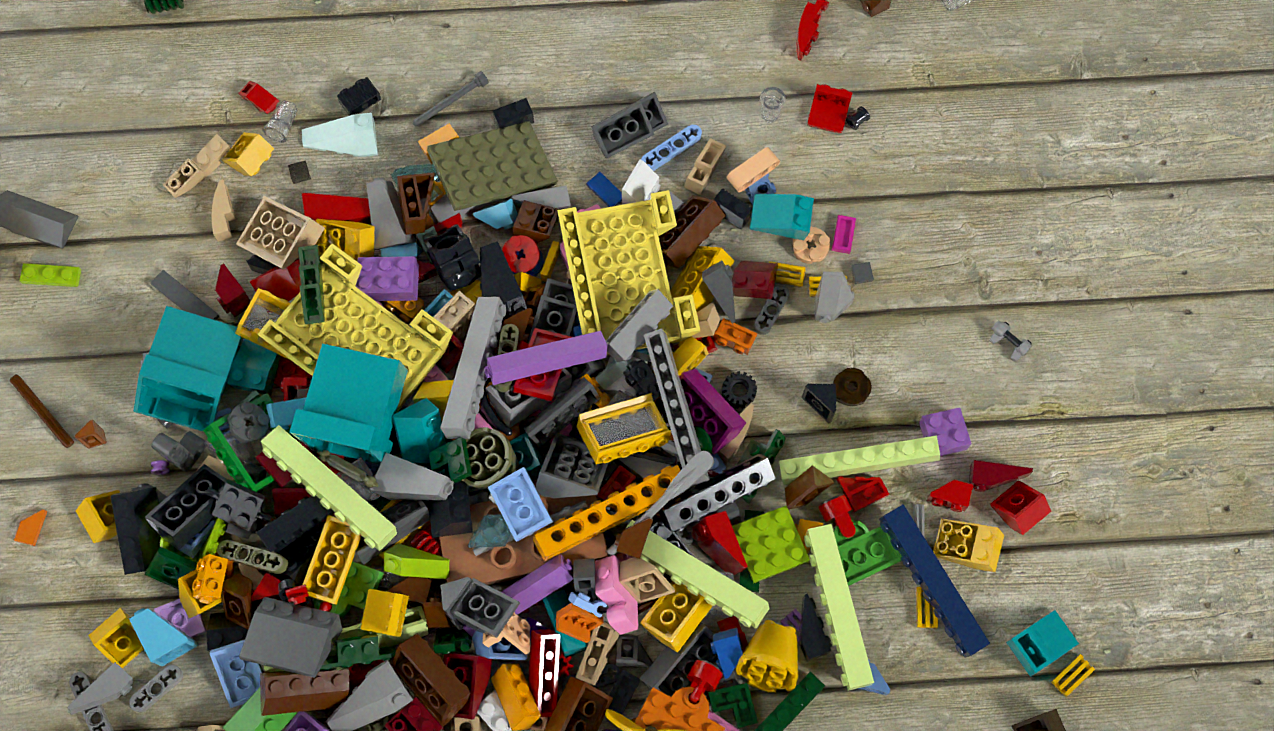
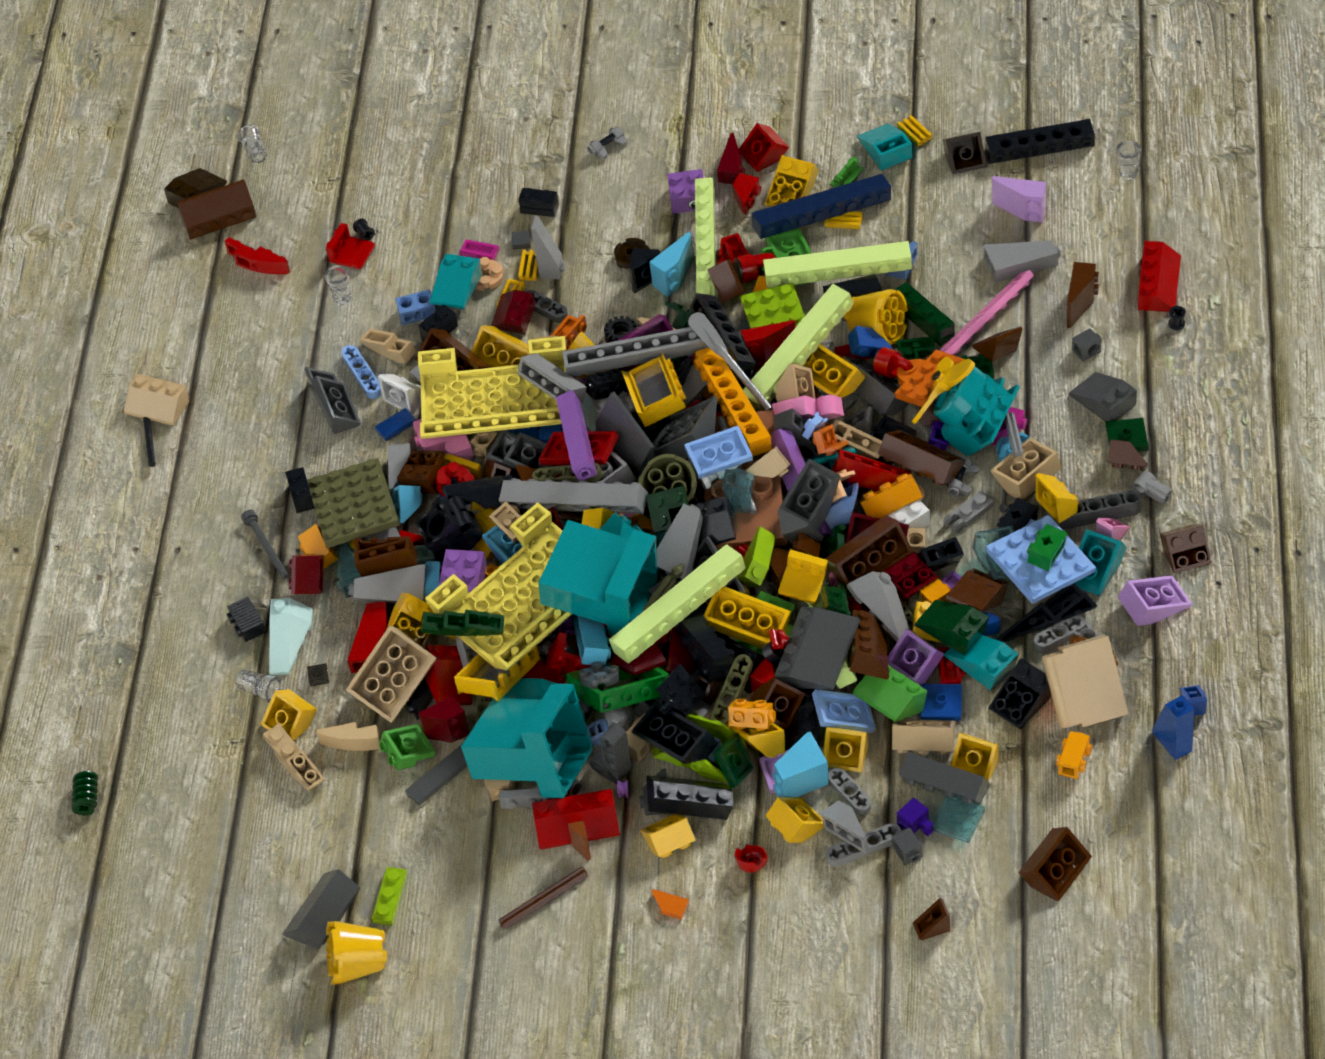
camera: 75 degrees left, 20 degrees down
(73, 598) = (751, 858): none -> red hair
(125, 429) = (593, 808): none -> red slope
(200, 680) = (845, 749): none -> yellow slope
(207, 261) = (406, 746): none -> bright green plate
(259, 97) = (225, 702): red slope -> none
(399, 138) = (306, 574): none -> dark red slope
(521, 560) = (770, 465): none -> tan slope
(634, 538) = (760, 378): reddish brown slope -> none
(720, 283) = (522, 325): dark grey slope -> none
(753, 169) = (405, 298): light nougat beam -> none
(827, 430) = (672, 265): none -> medium azure slope
(912, 281) = (538, 202): none -> black brick
(992, 604) = (848, 173): none -> bright green hinge

